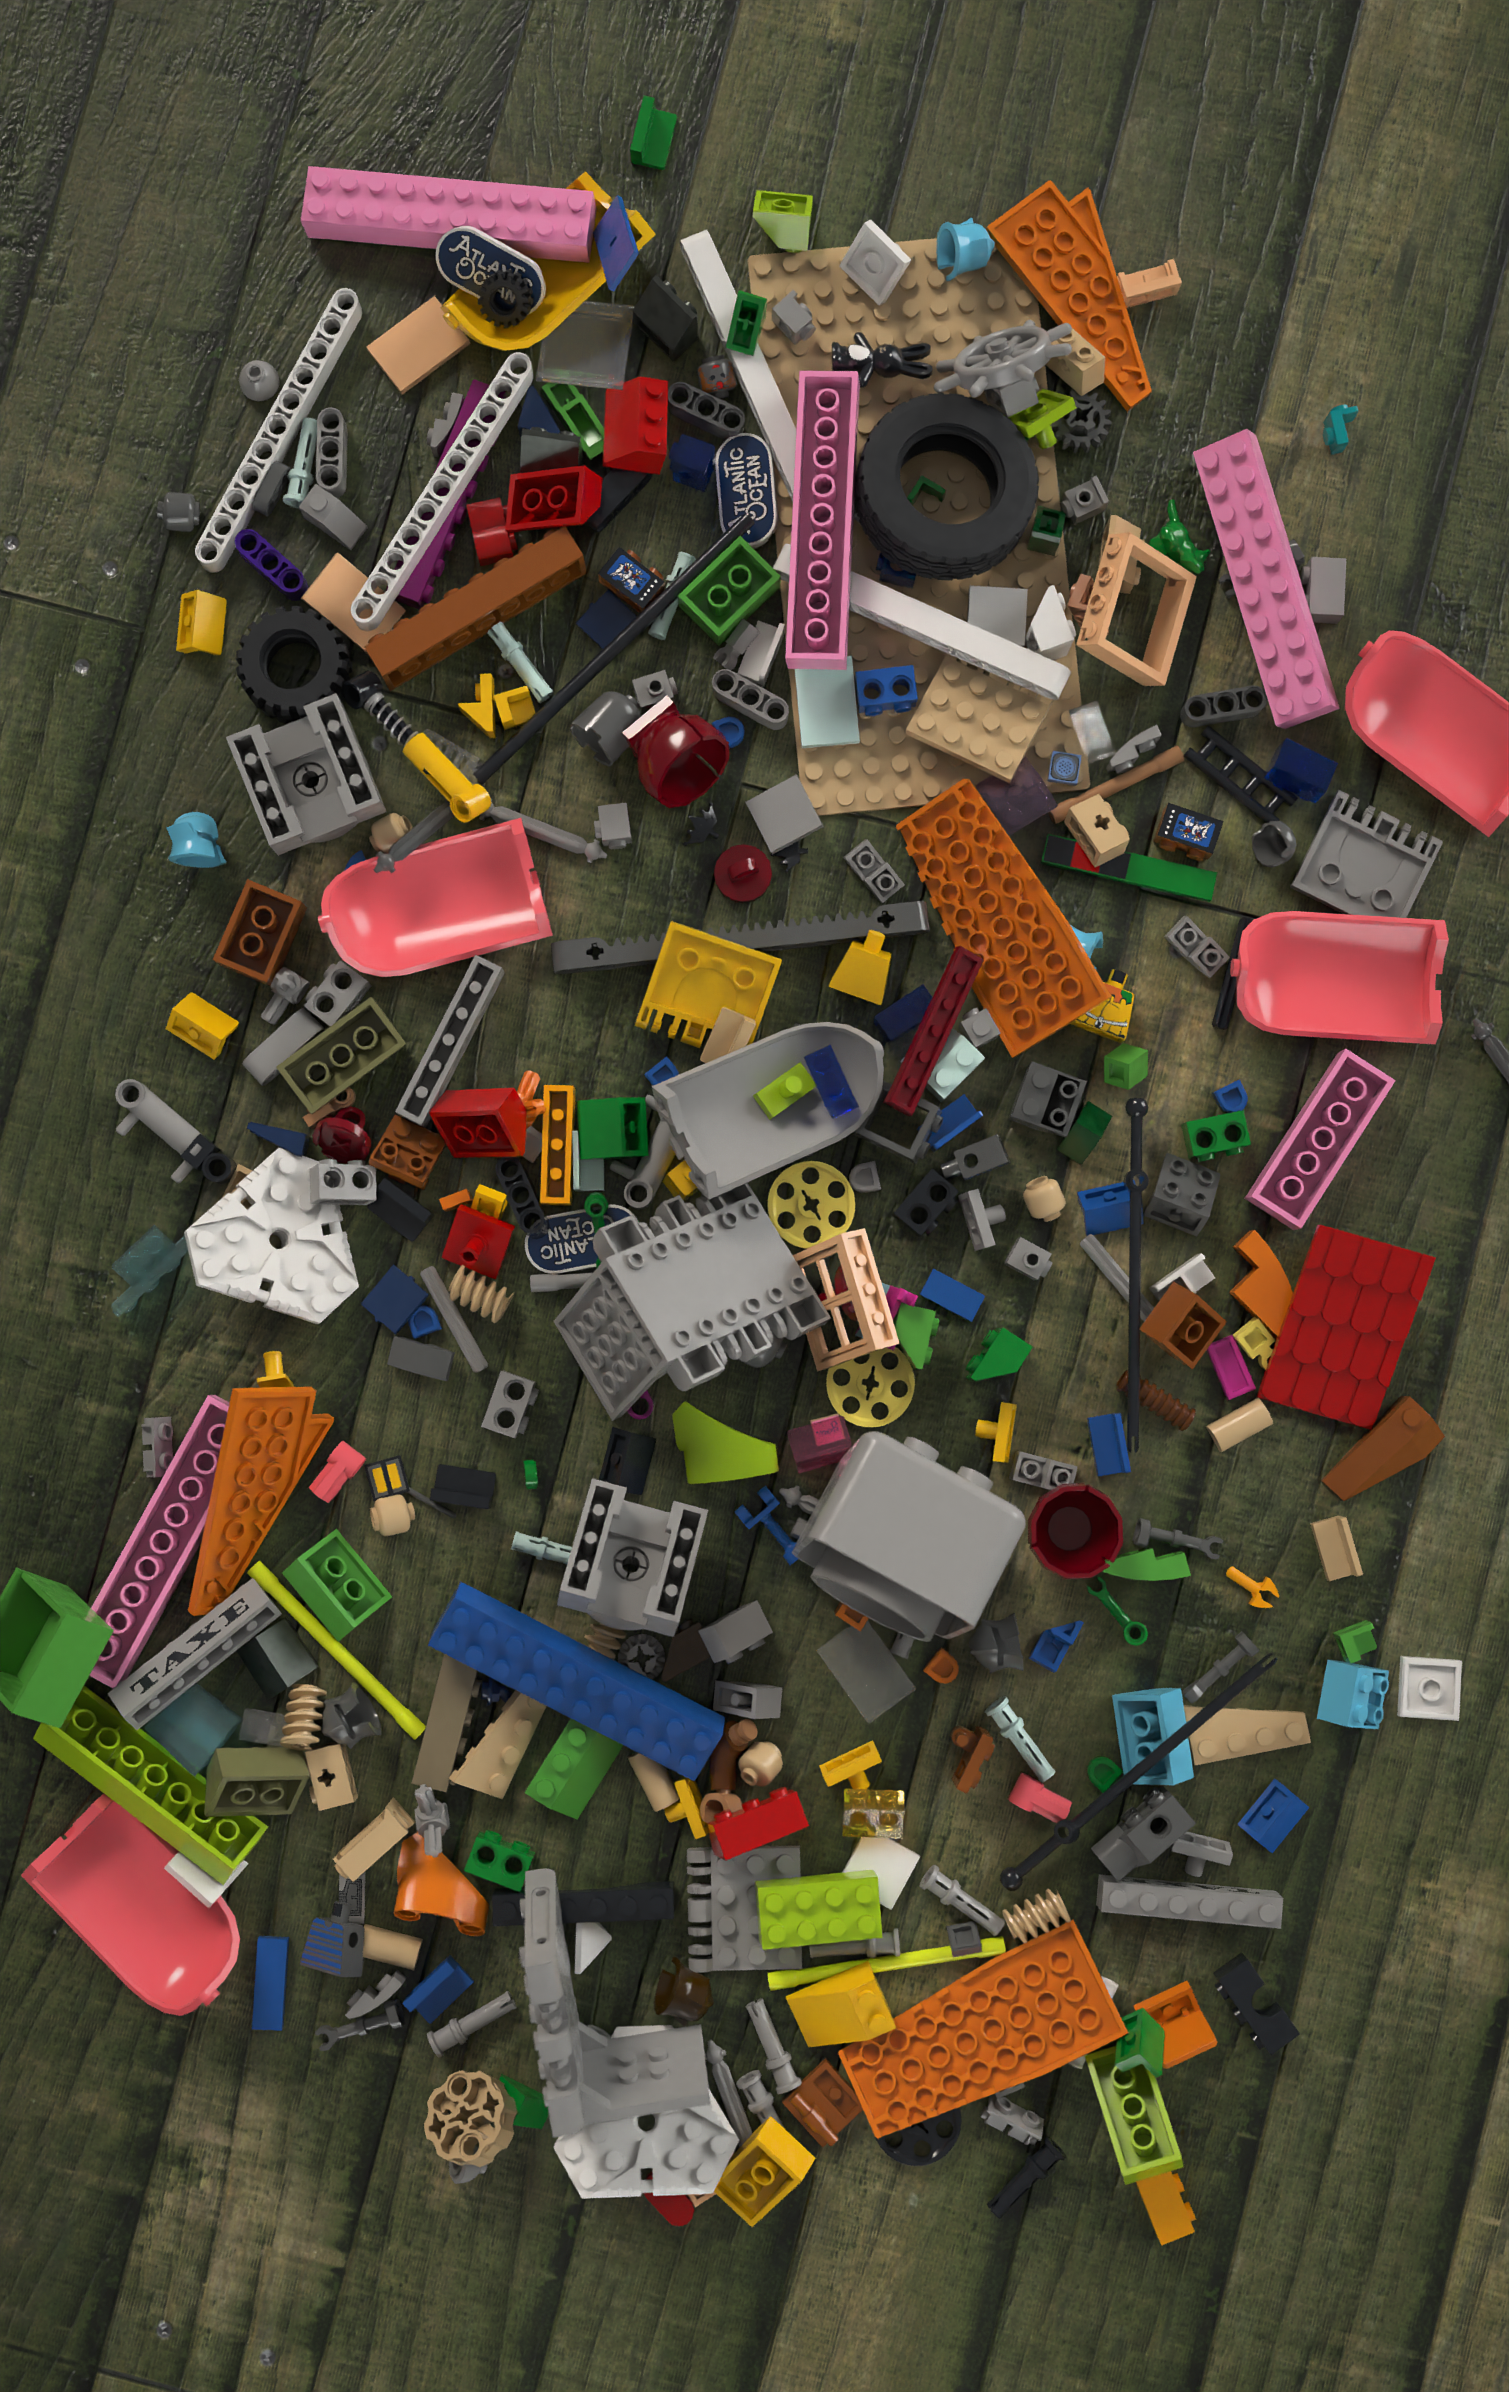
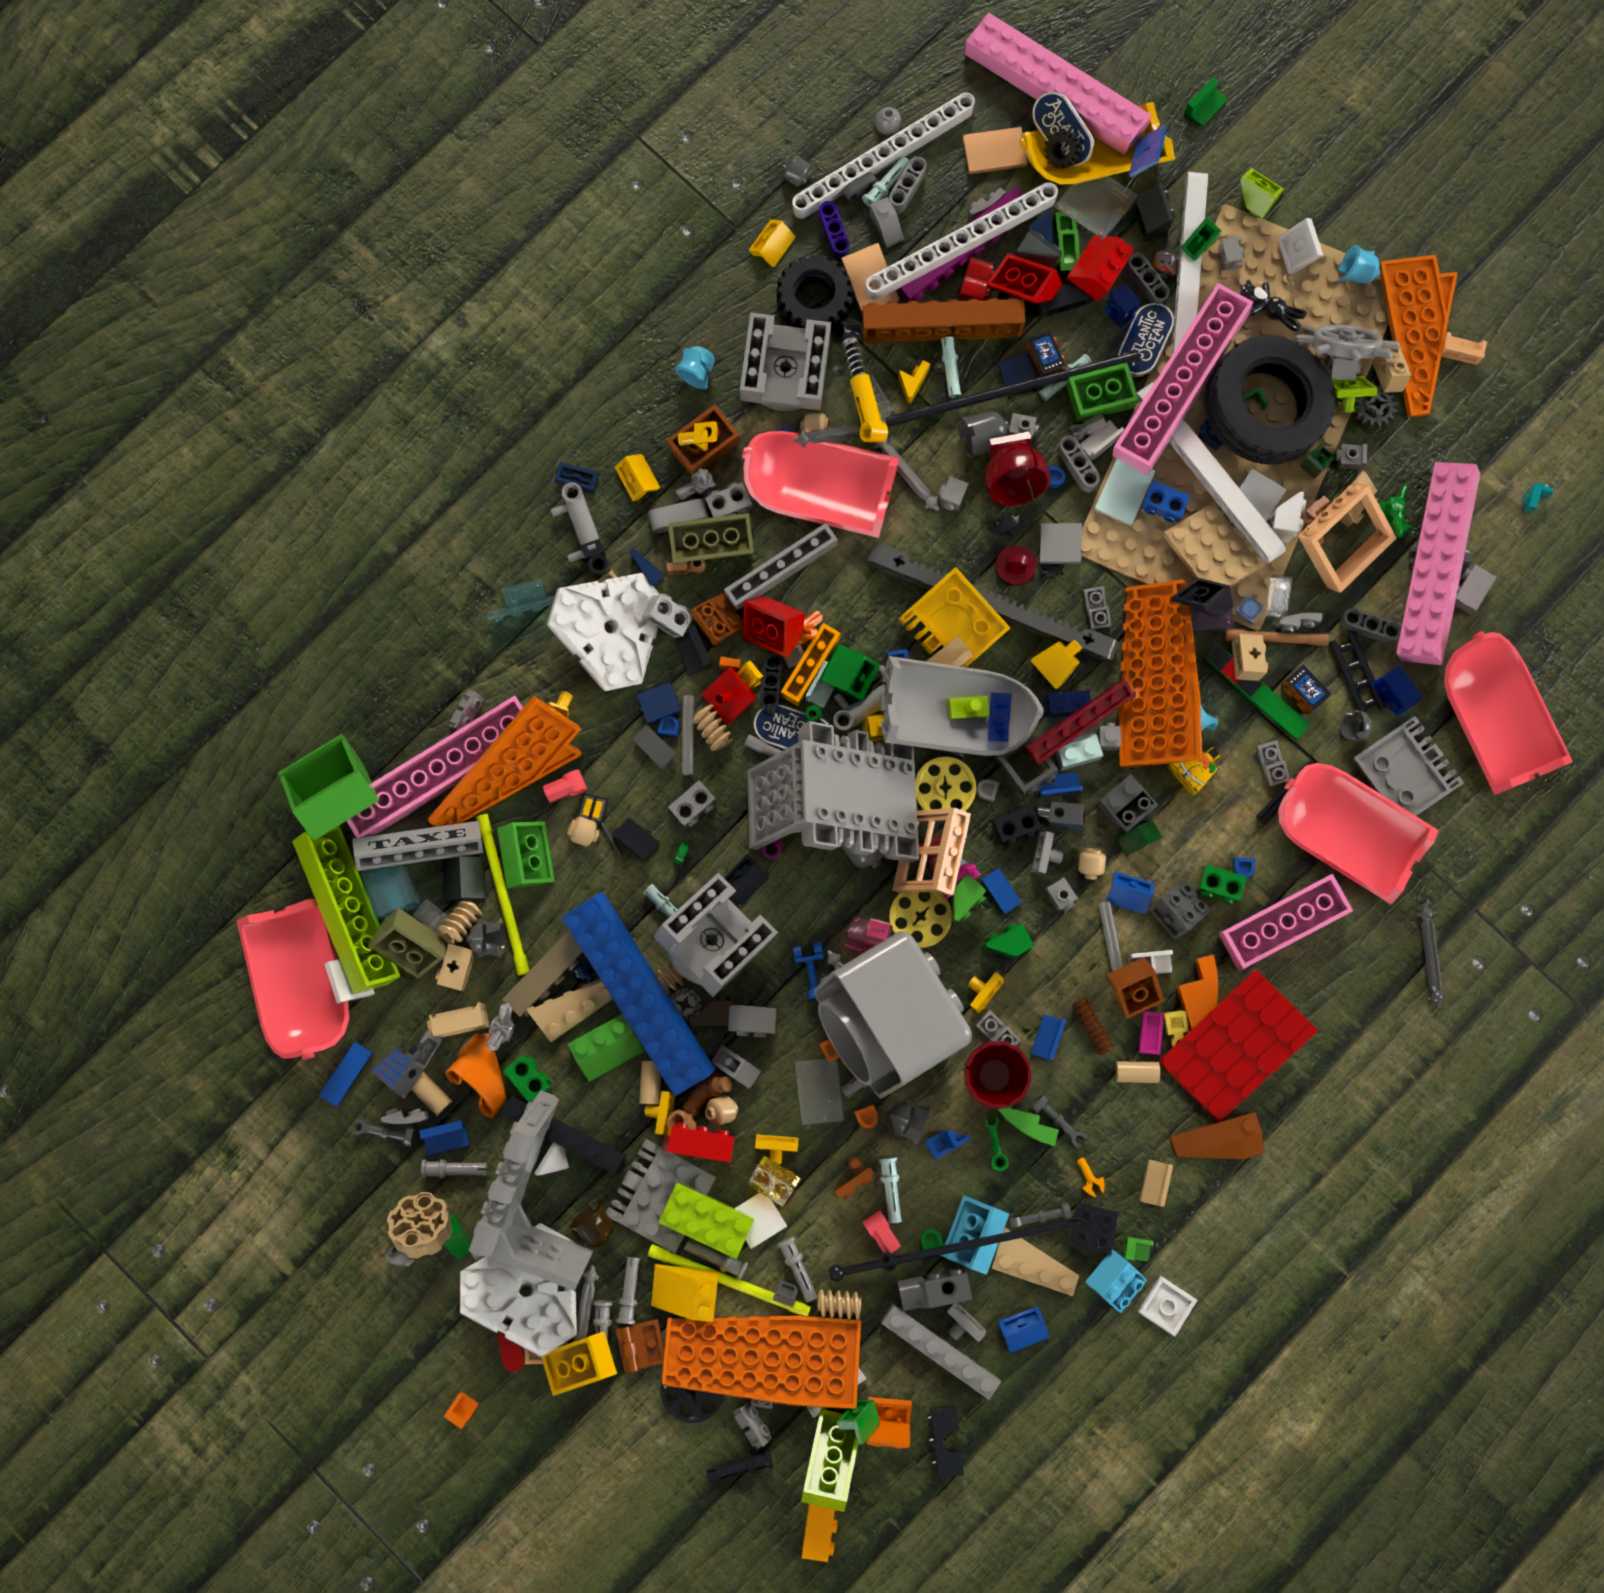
camera: 35 degrees right, 5 degrees down
(149, 1063) = (592, 482): none -> dark blue tile
(252, 933) = (699, 436): none -> yellow bracket
(342, 1138) = (684, 587): dark red tile -> none
(514, 707) = (932, 391): yellow panel -> none
(650, 2307) = (461, 1410): none -> orange panel
(718, 1451) = (804, 903): lime panel -> none
(1004, 786) = (1206, 597): none -> black slope
(1125, 1066) = (1188, 811): bright green panel -> none
(1136, 1109) = (1180, 839): black bar -> none
(1295, 1645) = (1096, 1228): none -> black hinge

